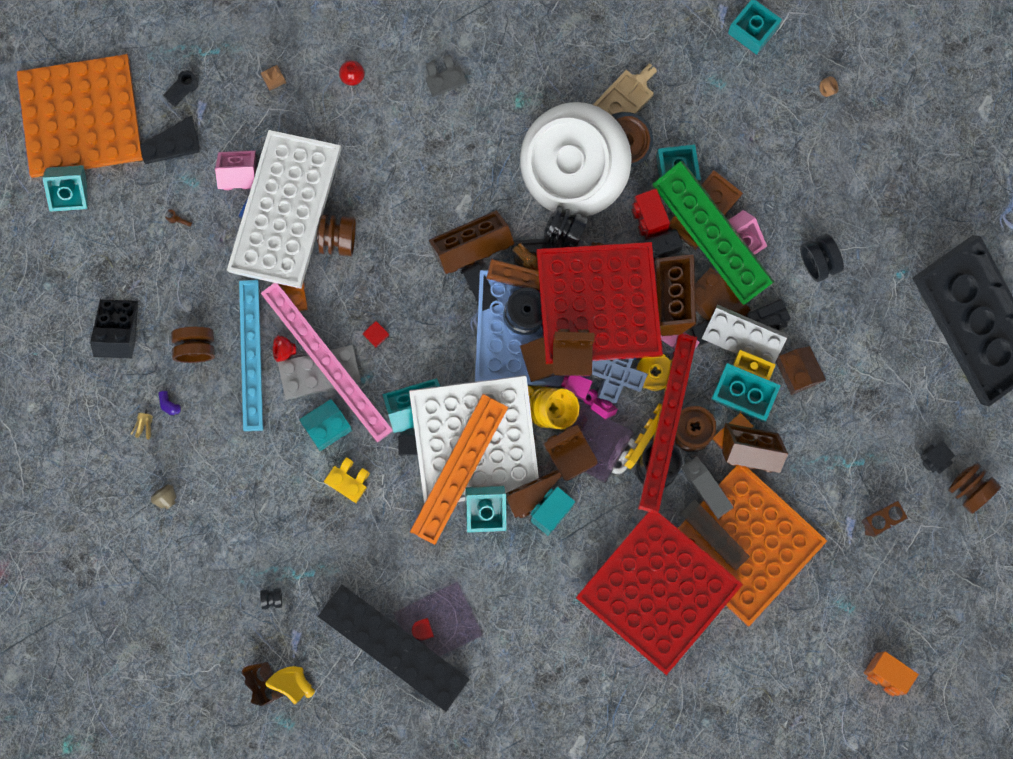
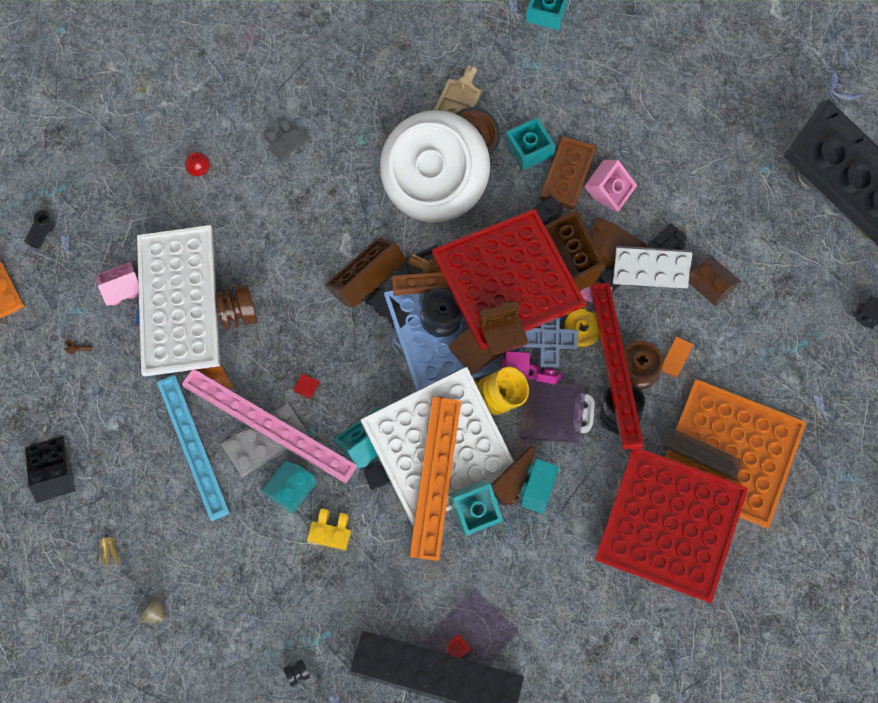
camera: 15 degrees left, 10 degrees down
(167, 406) = (126, 524): dark purple arm -> none
(171, 143) = (47, 281): black wing -> none
(193, 344) = (132, 454): reddish brown wheel -> none
(273, 77) = (124, 192): medium nougat tile -> none
(283, 348) = (221, 429): red brick -> none
(564, 229) = (448, 229): black wheel -> none
(570, 452) = (535, 425): reddish brown bracket -> none
(643, 439) = (598, 390): yellow plate -> none
(650, 214) = (521, 190): red brick -> none
(706, 487) = (675, 412): dark grey slope -> none
(713, 233) = (586, 184): green plate -> none
(745, 392) = (674, 315): teal slope -> none
(753, 448) = (703, 362): reddish brown slope -> none
(754, 364) = (671, 292): yellow brick -> none
(822, 257) = (692, 175): black wheel -> none
(830, 86) = (635, 33): medium nougat tile -> none
(867, 521) = (842, 396): reddish brown piece -> none

